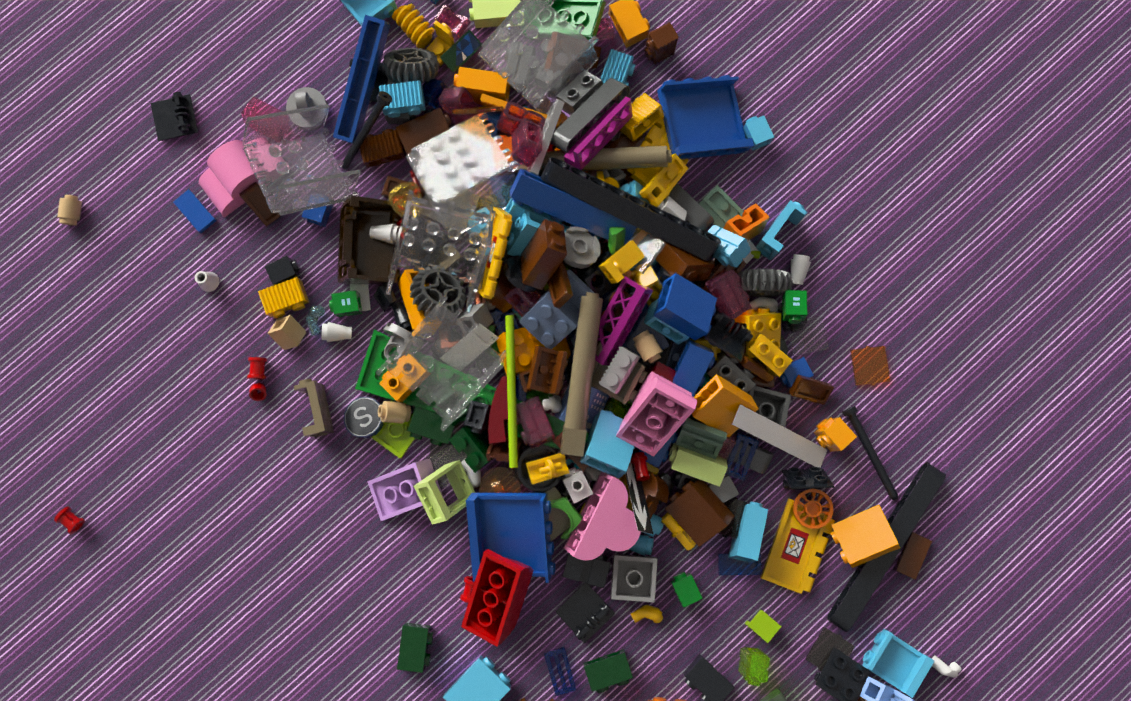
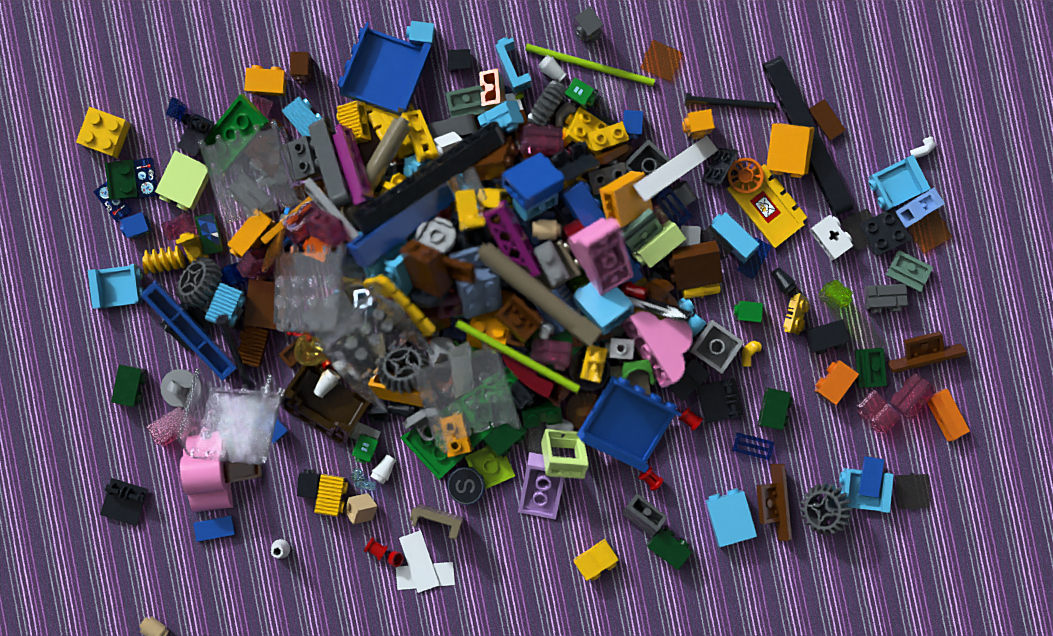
camera: 60 degrees left, 5 degrees up
(258, 429) = (443, 571): none -> white sticker
(268, 416) = (419, 561): none -> white sticker
(282, 60) = (128, 386): none -> dark green brick
(362, 583) = (595, 560): none -> yellow brick
(394, 412) = (477, 458): tan brick -> none
(432, 604) = (644, 515): none -> dark grey brick
(496, 597) = (669, 461): red windscreen -> none
(550, 594) = (690, 419): none -> red bush
(616, 239) = (446, 203): bright green slope -> none
(702, 643) = (801, 306): none -> yellow hinge
(735, 606) = (784, 282): none -> black cone
(754, 178) = (458, 59): none -> black panel
(763, 626) = (811, 268): lime panel -> none
(807, 616) = (823, 231): none -> white brick
(811, 389) = (653, 119): reddish brown tile -> none
(825, 303) = (590, 65): none -> lime piece
(860, 277) = (588, 26): none -> dark grey brick

